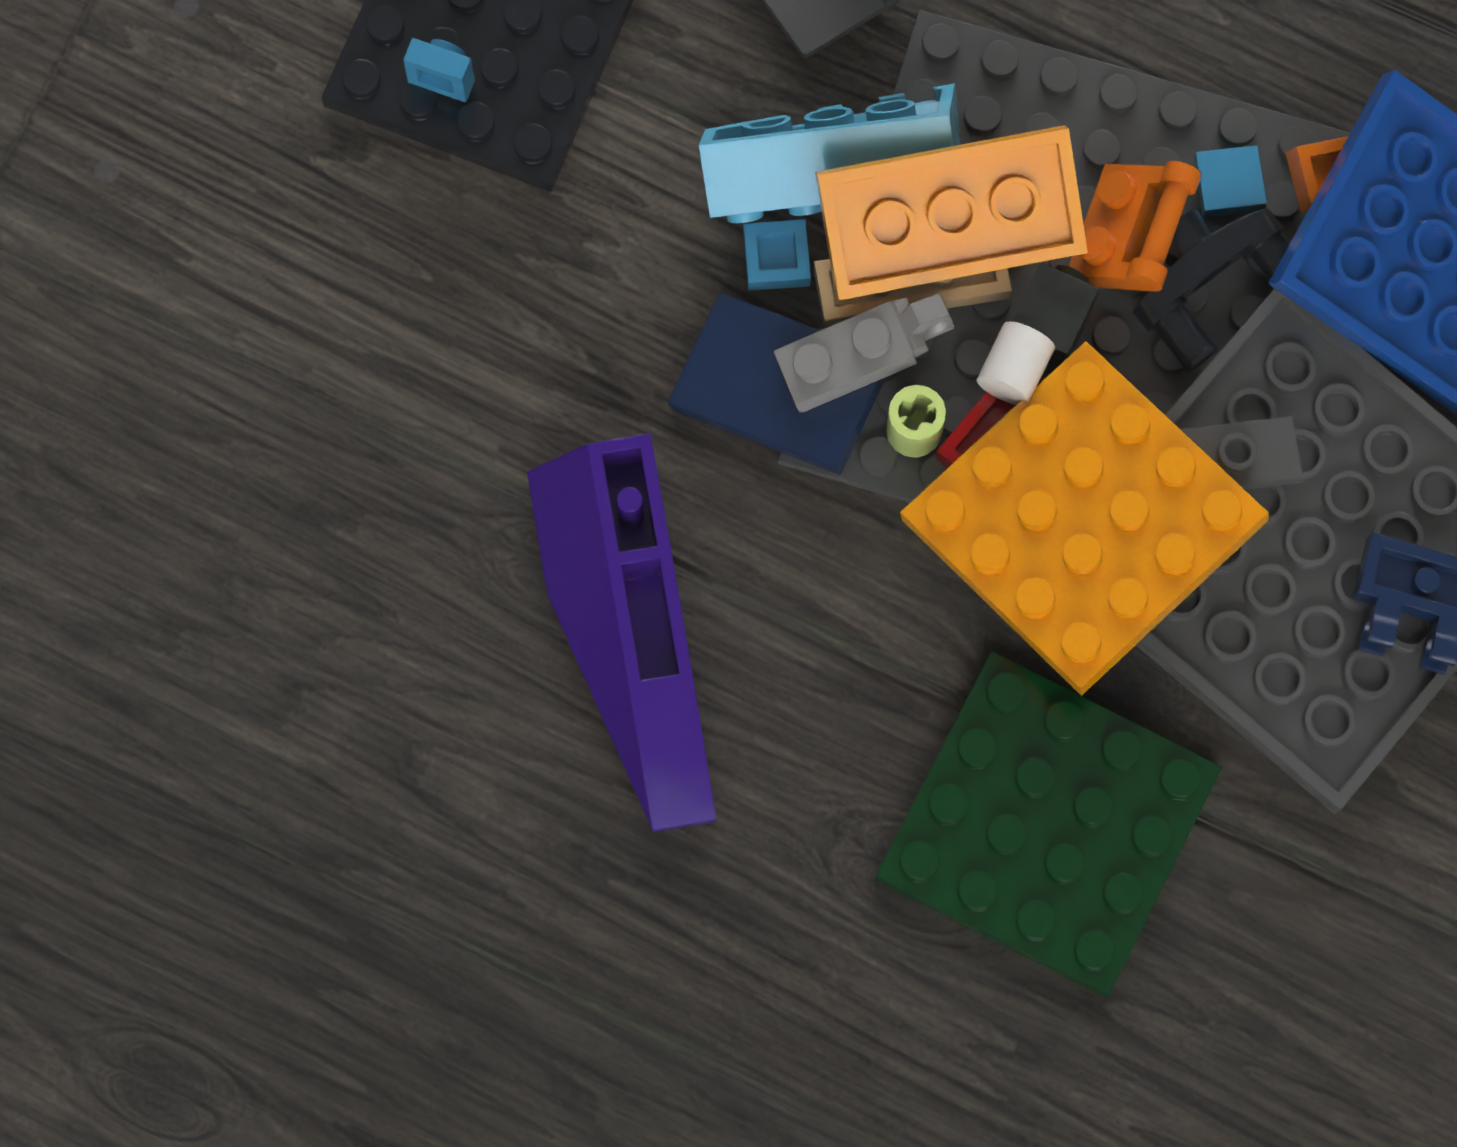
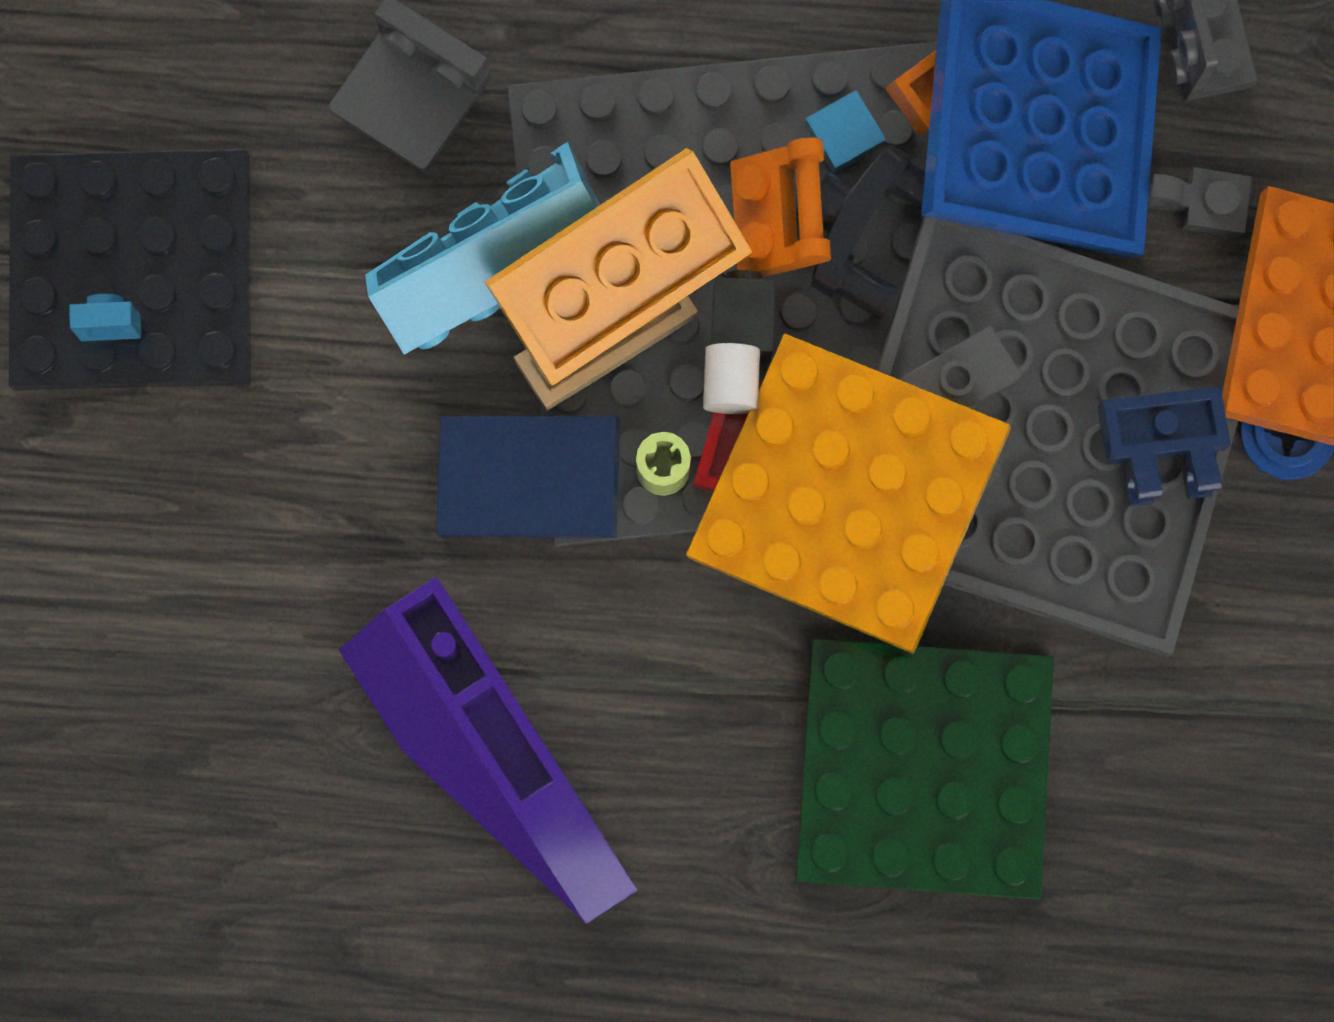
camera: 25 degrees left, 5 degrees up
(776, 255) = (476, 361): dark azure plate -> none
(860, 349) = (588, 422): light grey hinge -> none

